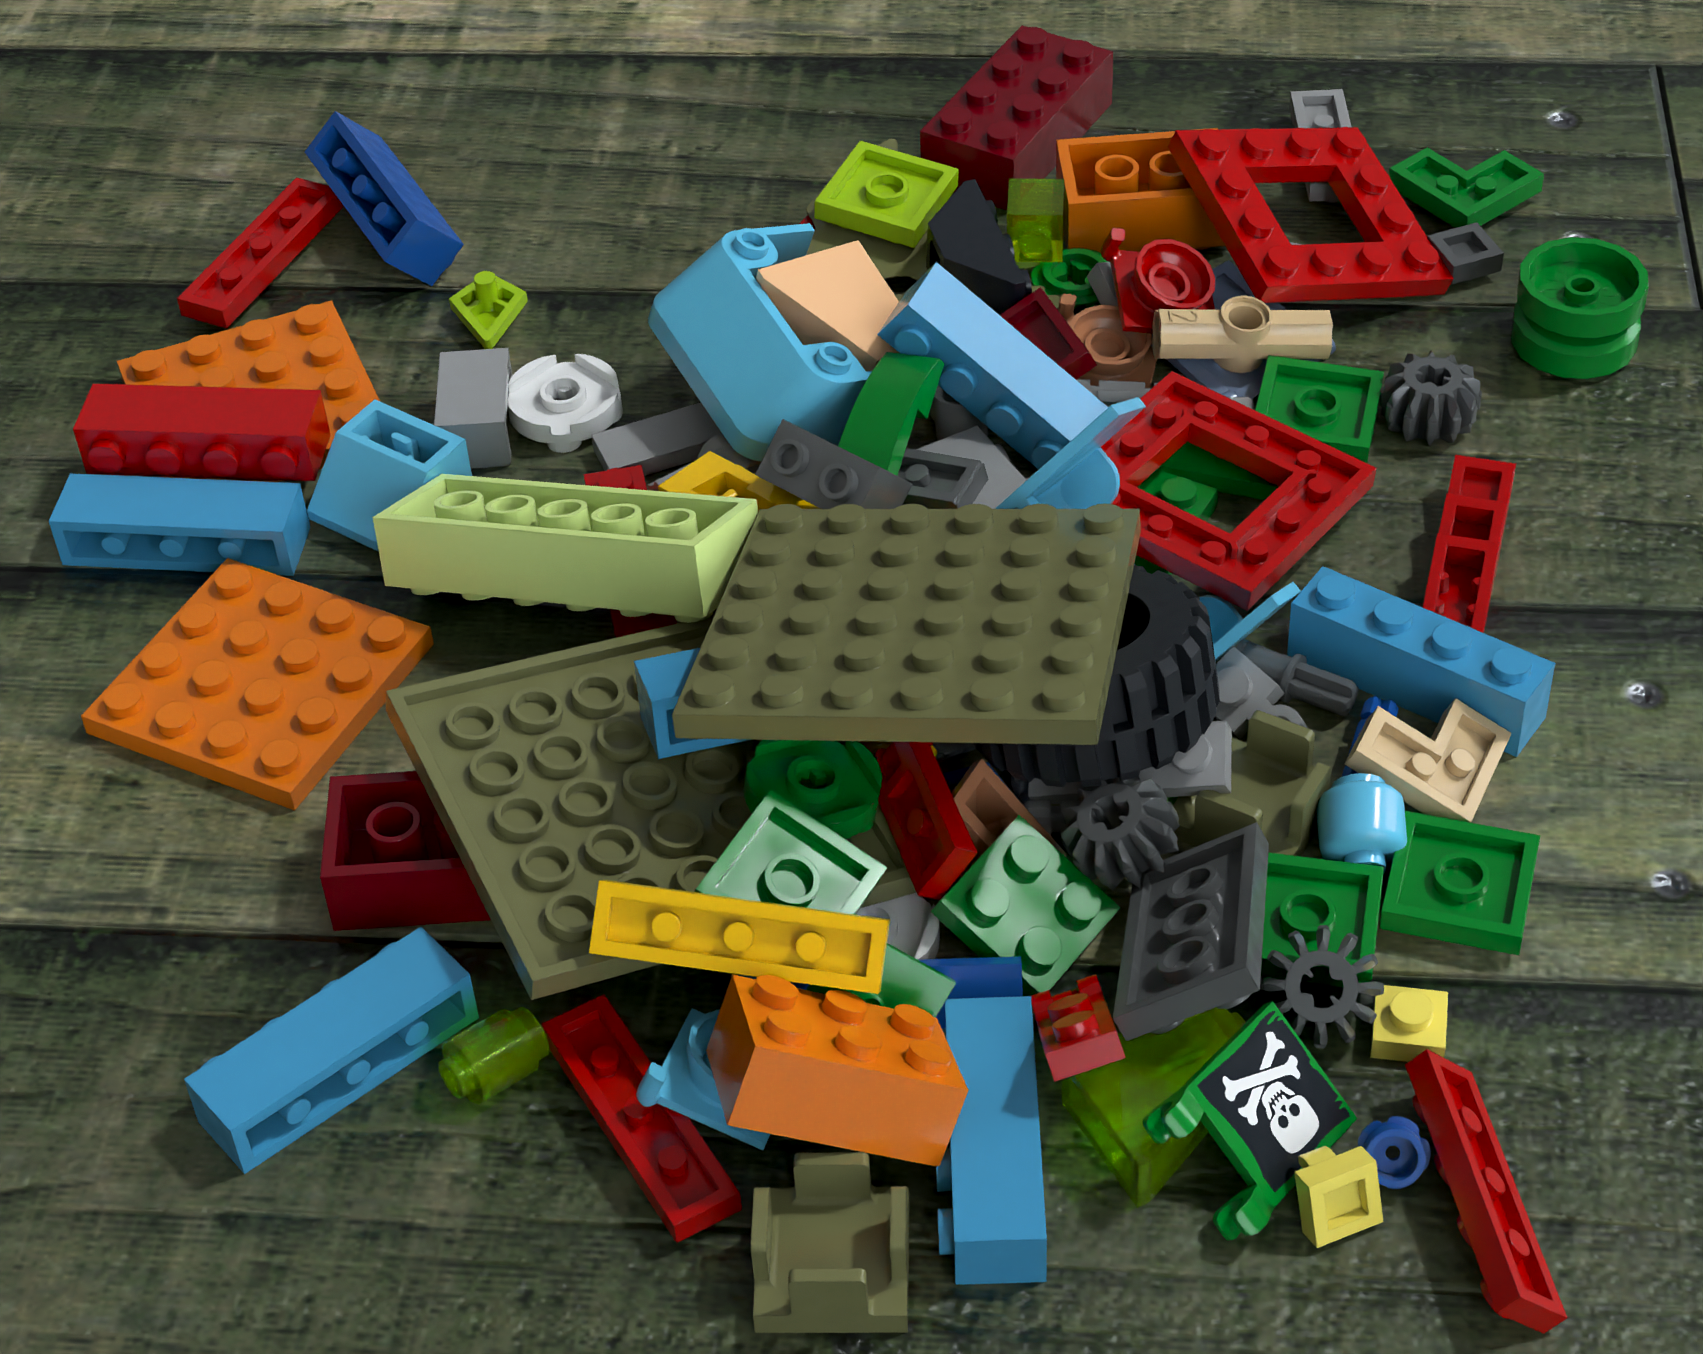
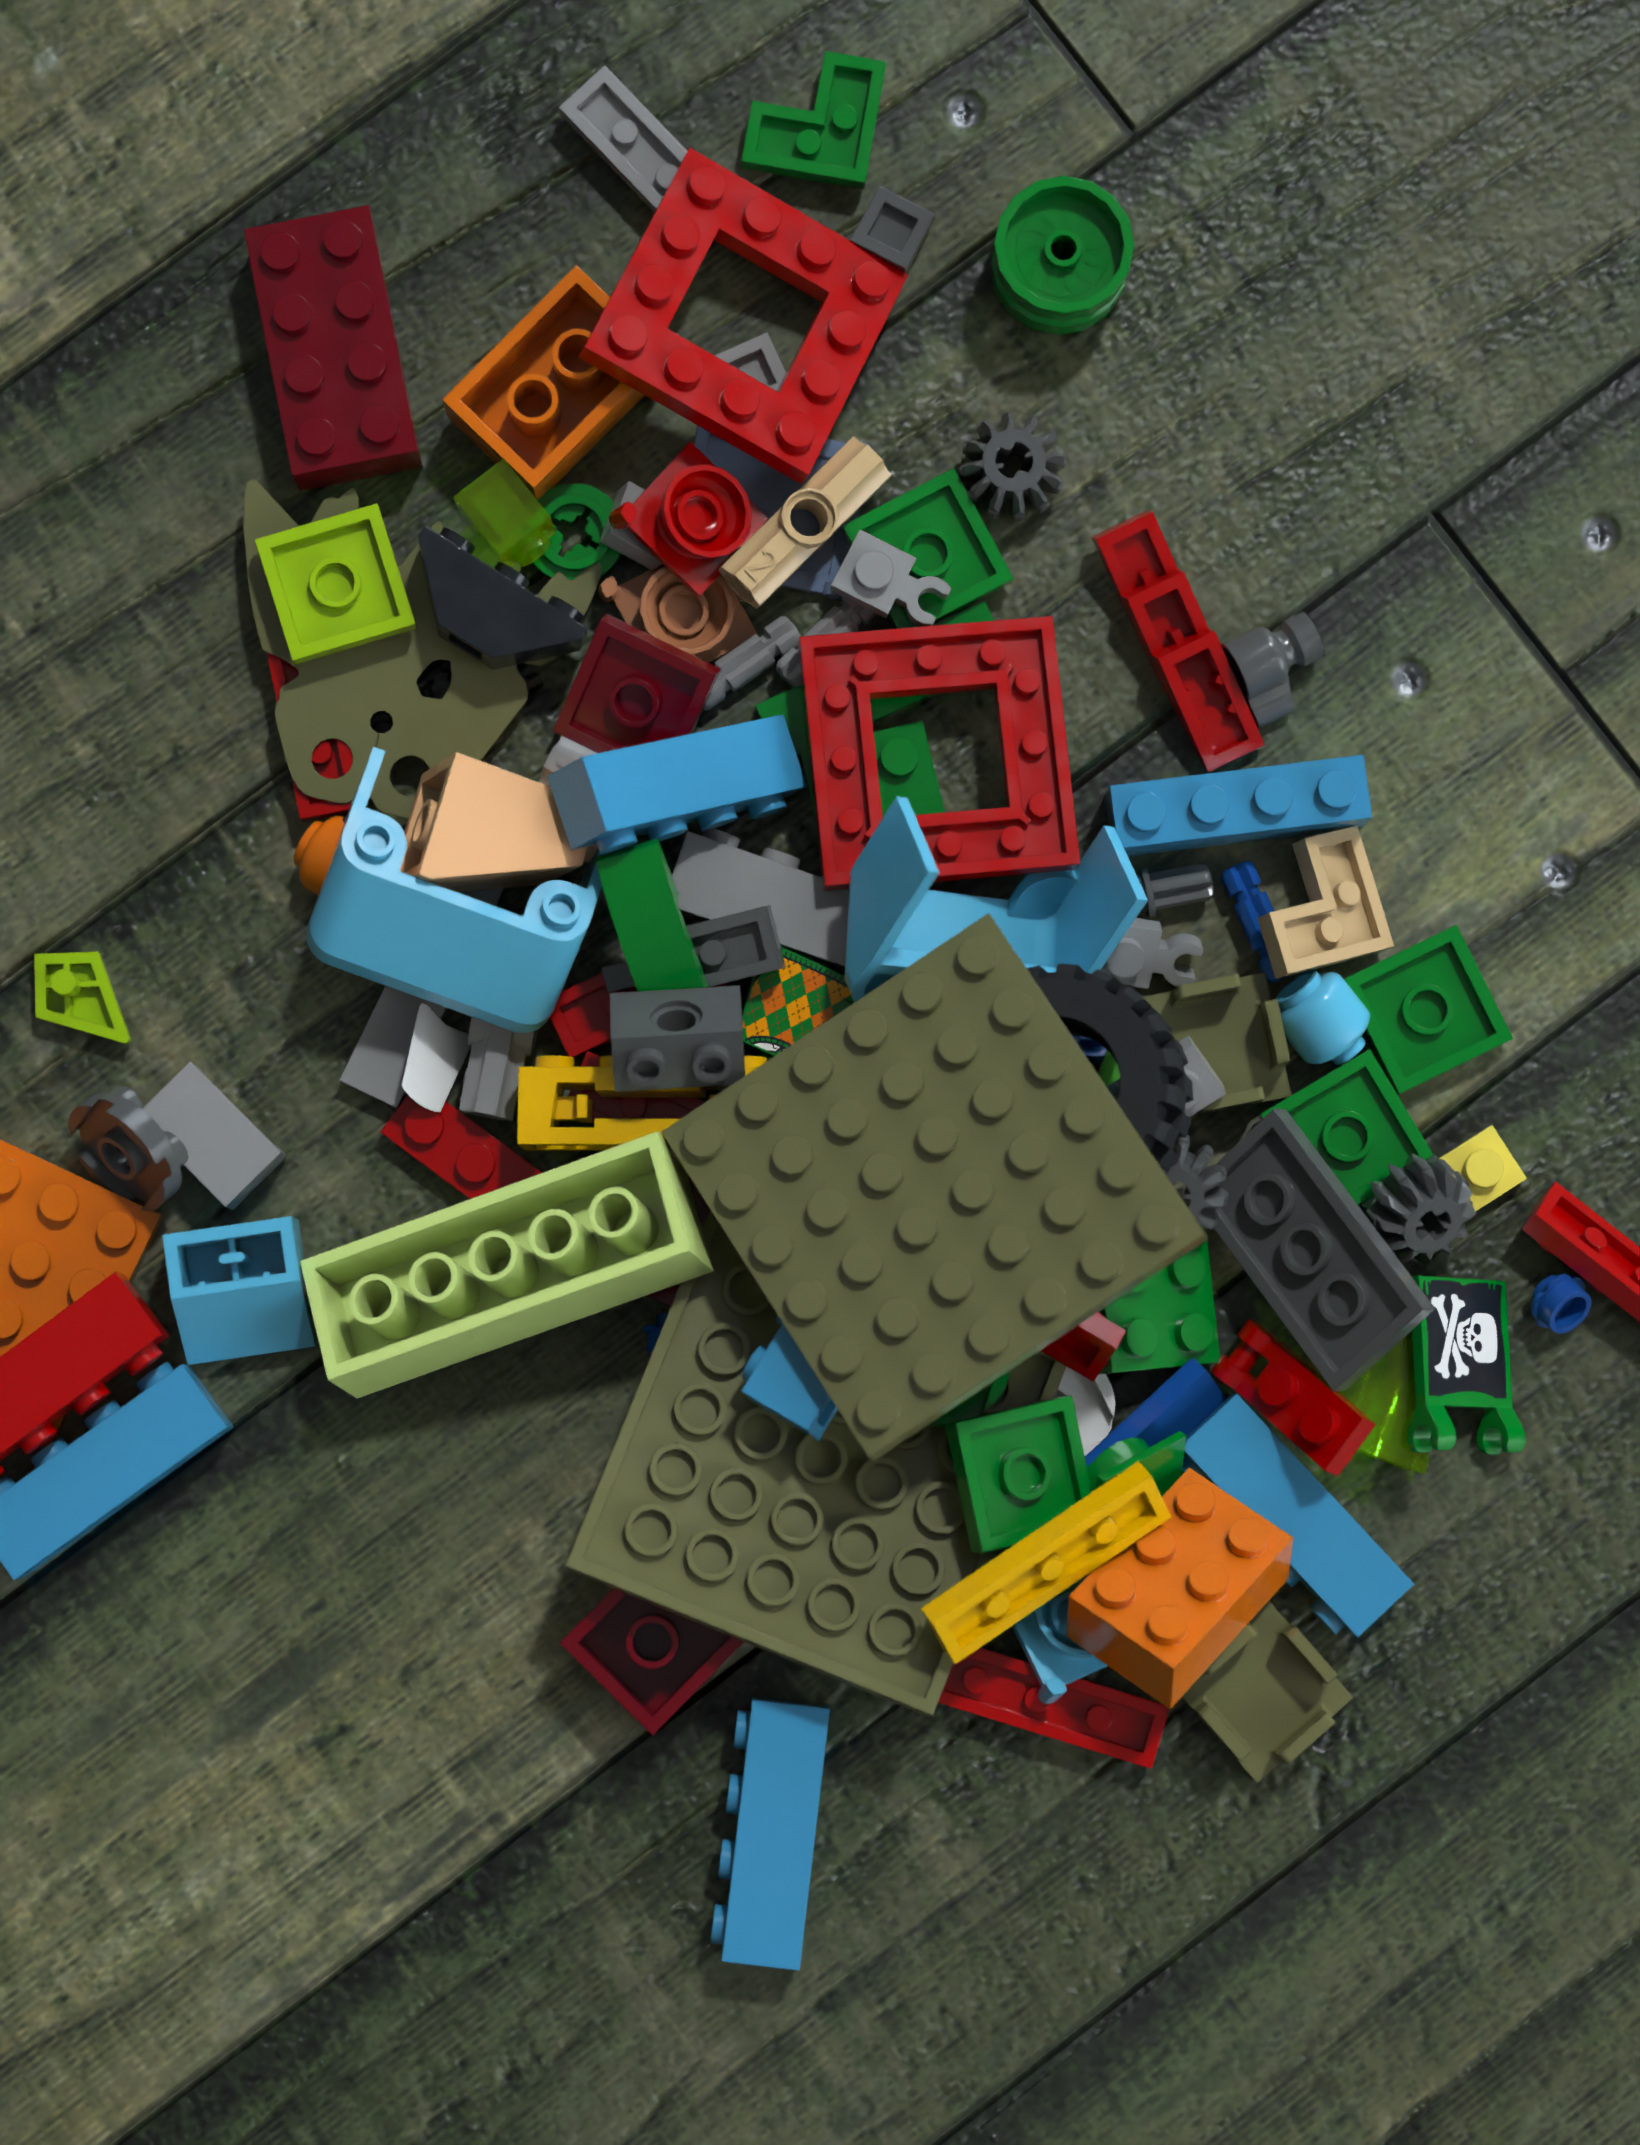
camera: 55 degrees left, 40 degrees up
(259, 682) = (337, 1559): orange plate -> none
(417, 362) = (128, 1148): none -> dark grey plate
(493, 1055) = (889, 1743): clear neon green brick -> none
(586, 402) = (245, 1029): white plate -> none
(659, 448) = (433, 1060): none -> white sticker
(1269, 385) = (879, 576): none -> light grey plate
(1337, 1194) = (1549, 1370): light yellow tile -> none
(1527, 597) = (1263, 663): none -> dark grey piece

